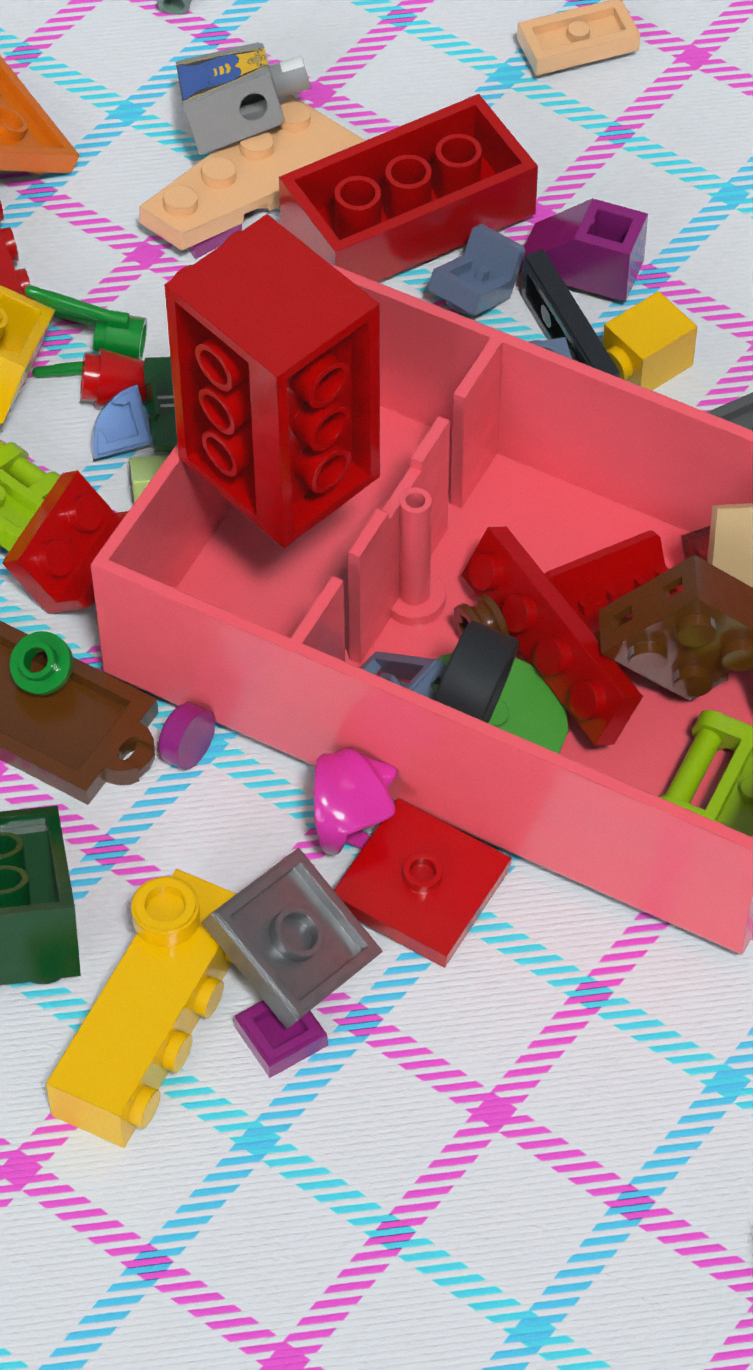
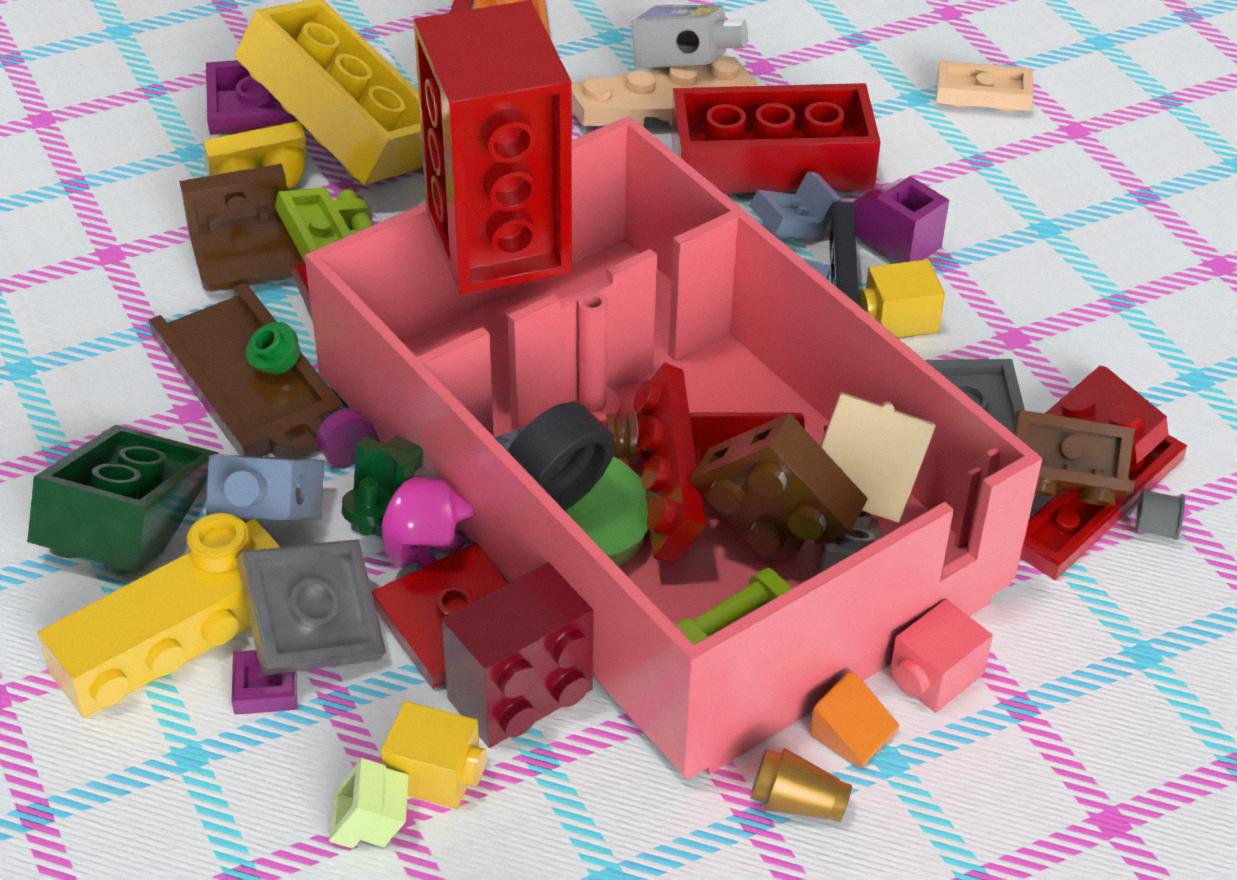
camera: 25 degrees right, 10 degrees down
(148, 831) = (264, 487): none -> sand blue torso
(282, 780) = (377, 476): none -> dark green hips
(475, 1112) = (368, 805): none -> yellowish green piece
(504, 1036) = (436, 752): none -> yellow brick
(534, 902) = (519, 654): none -> dark red brick

